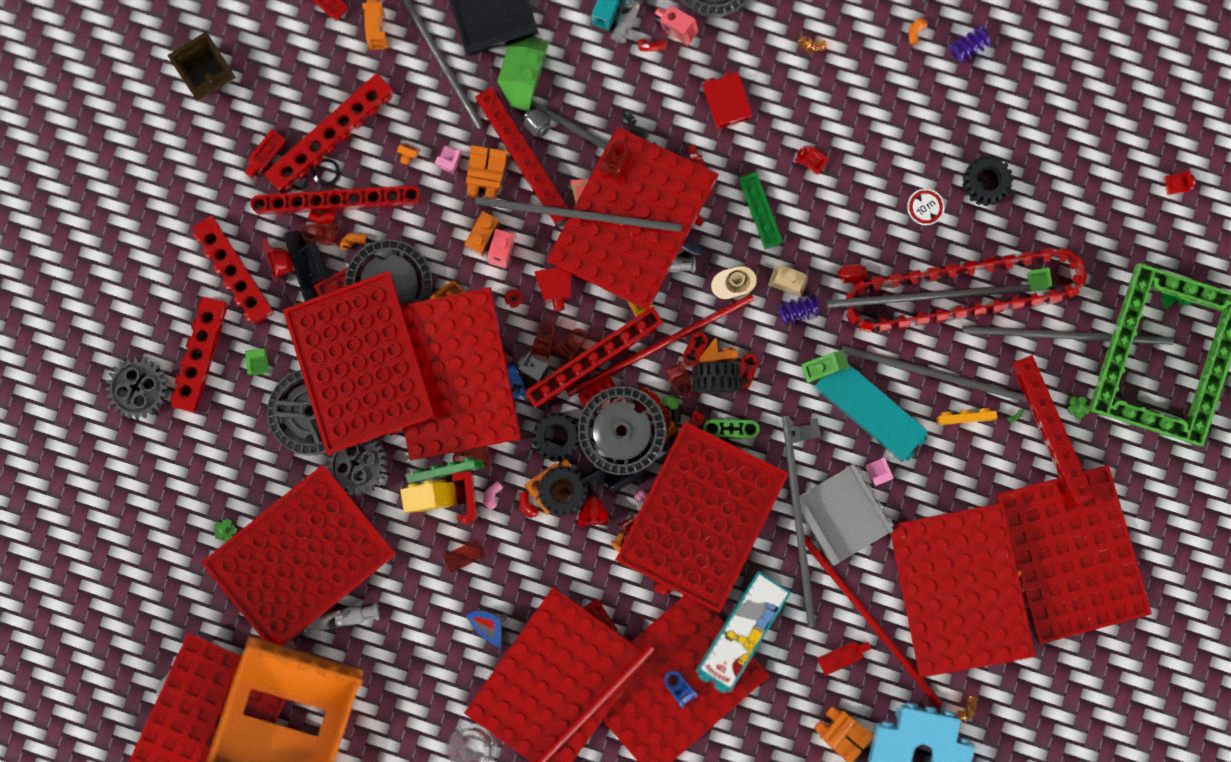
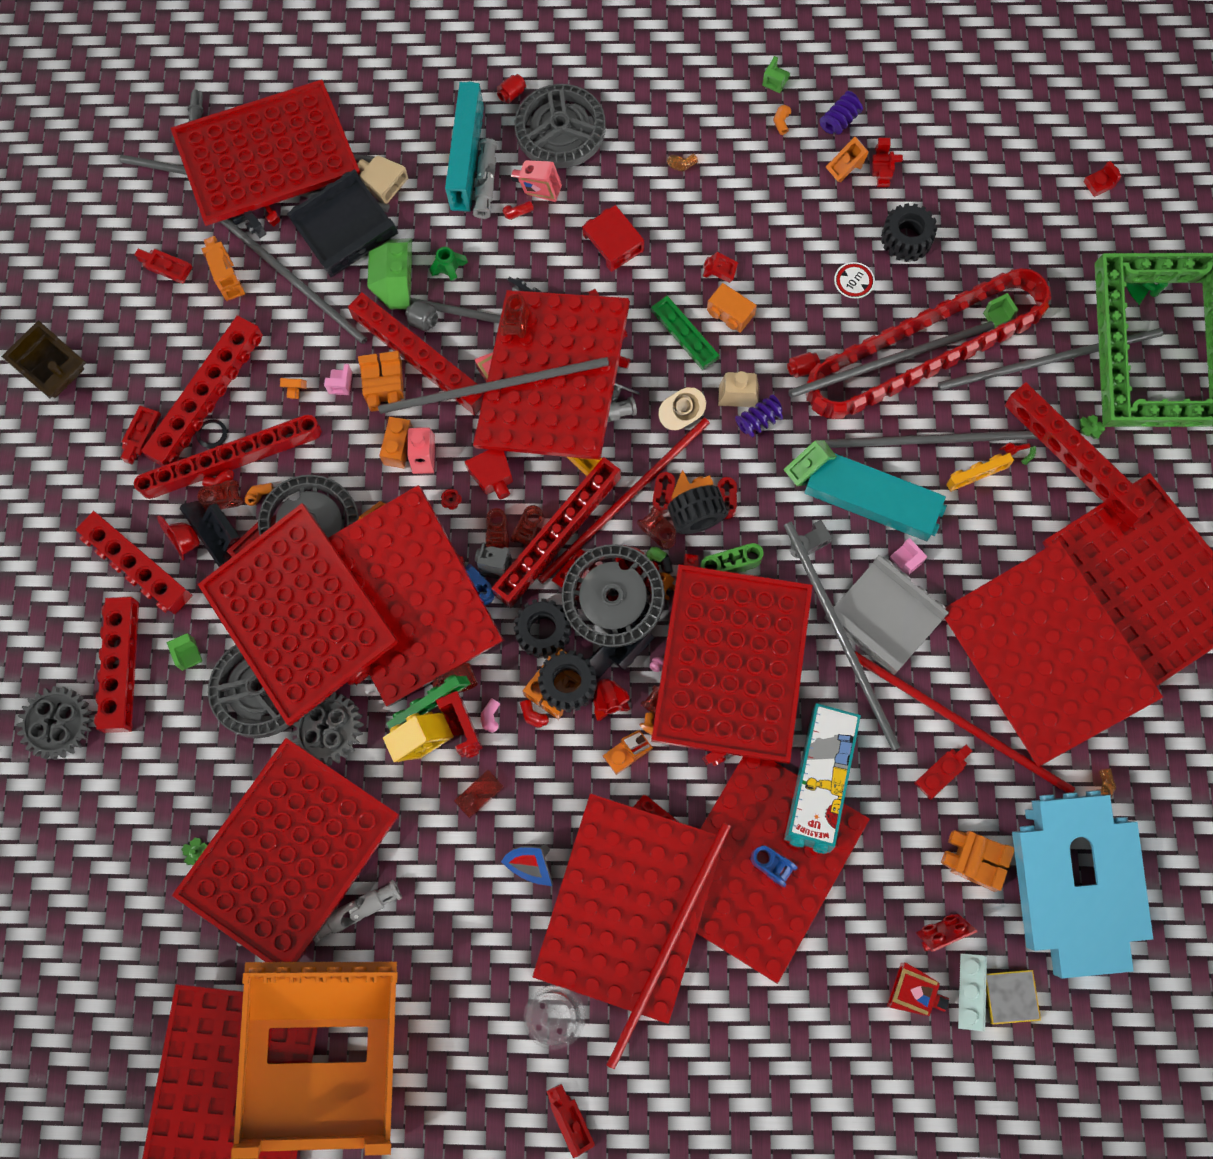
camera: 15 degrees left, 10 degrees down
(573, 78) = (447, 263): none -> green rock
(594, 560) = (627, 752): none -> orange slope
(807, 201) = (731, 308): none -> orange brick
(957, 93) = (850, 157): none -> orange slope
(991, 104) = (884, 164): none -> red piece
(1002, 406) = (1013, 449): none -> red hand

